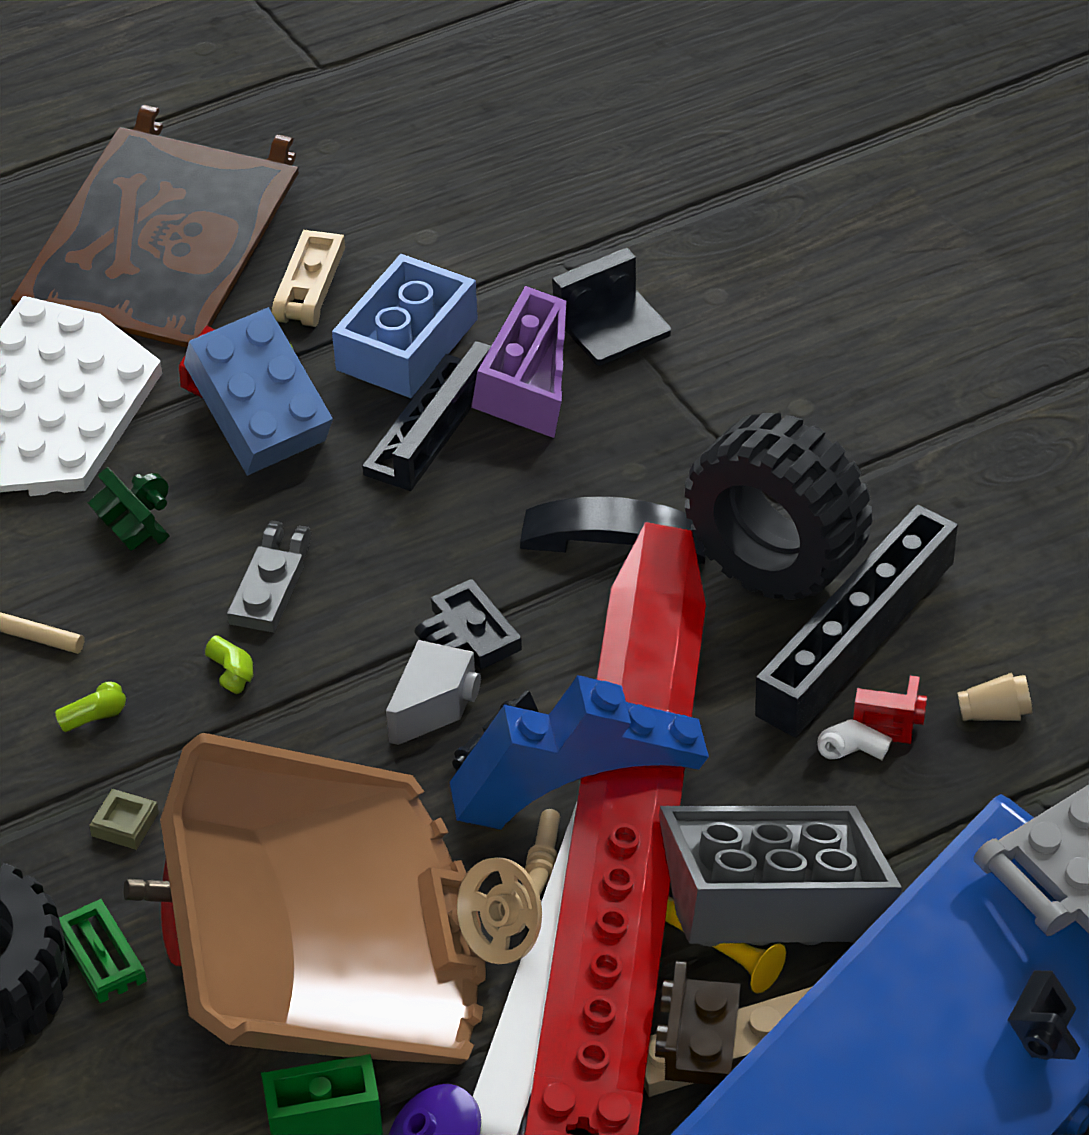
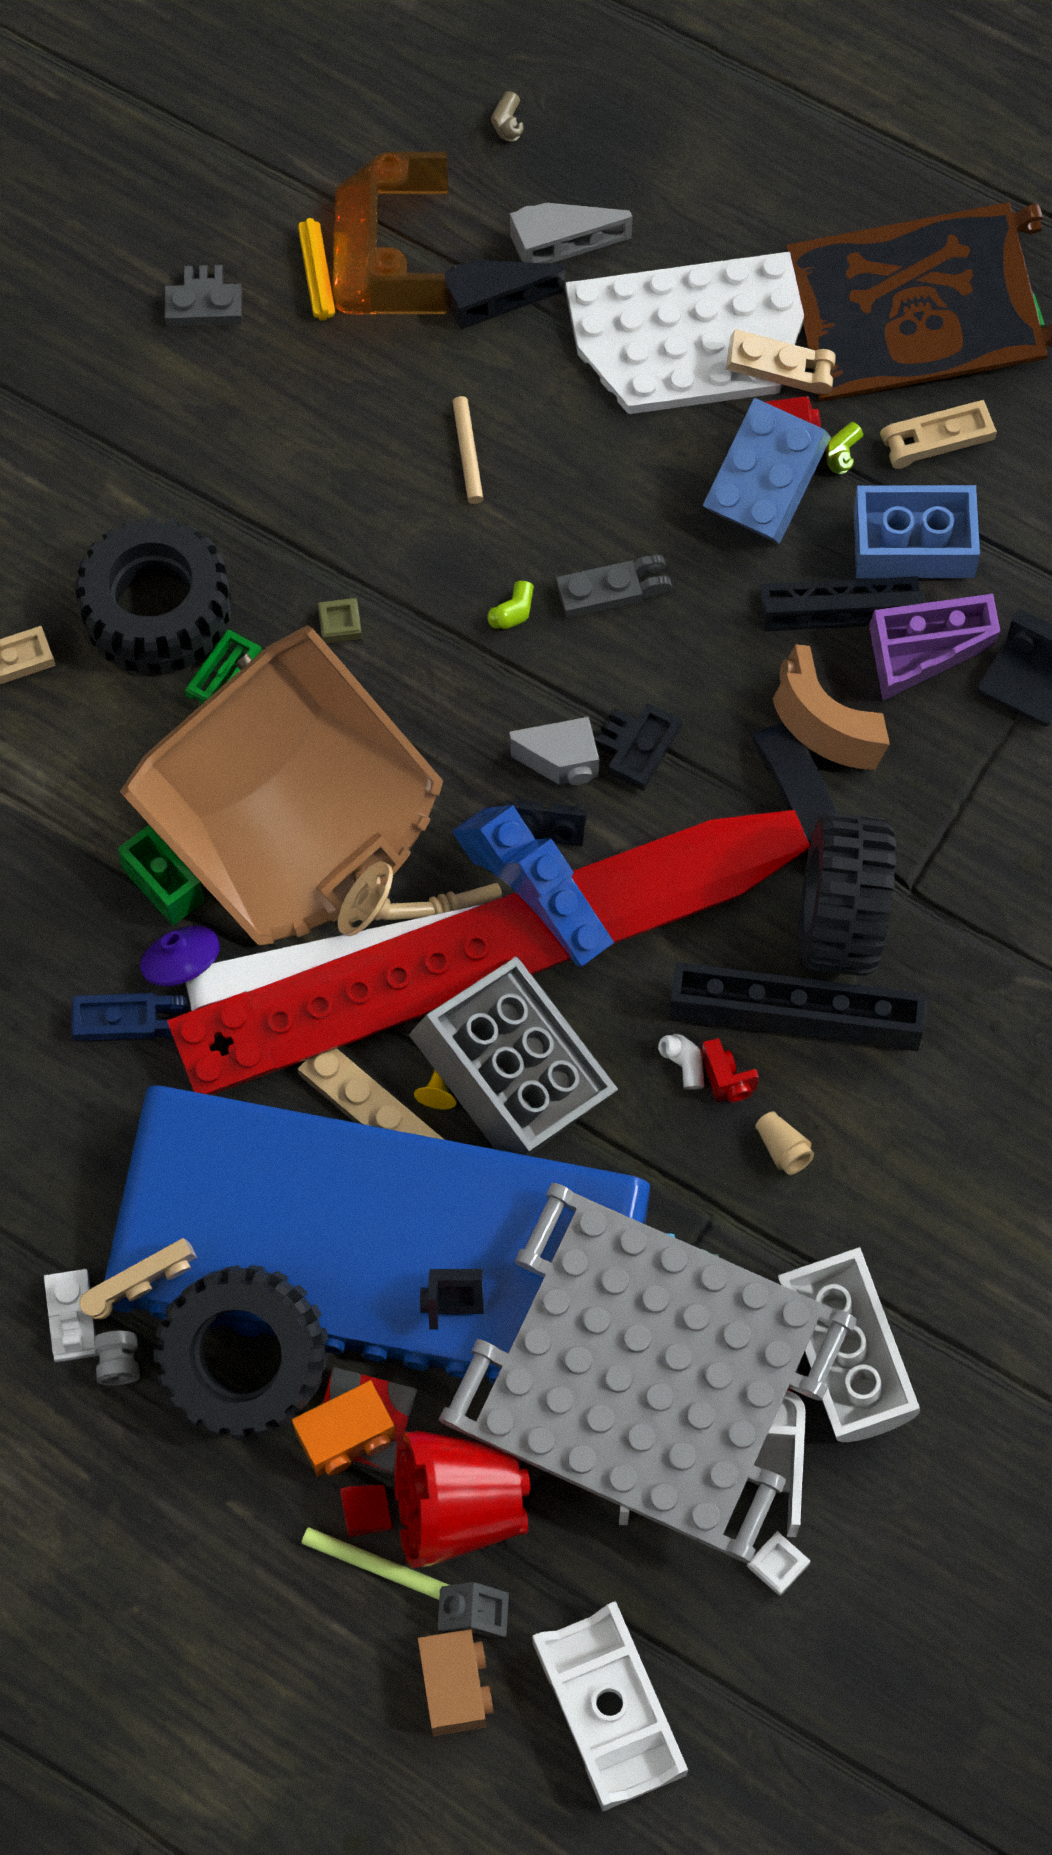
camera: 60 degrees right, 20 degrees up
(104, 703) = (431, 550): lime arm -> none
(115, 498) = (620, 458): dark green hips -> none
(141, 342) = (780, 362): none -> tan plate
(548, 472) = (823, 724): none -> medium nougat arch
(700, 1028) = (347, 1075): dark brown bracket -> none

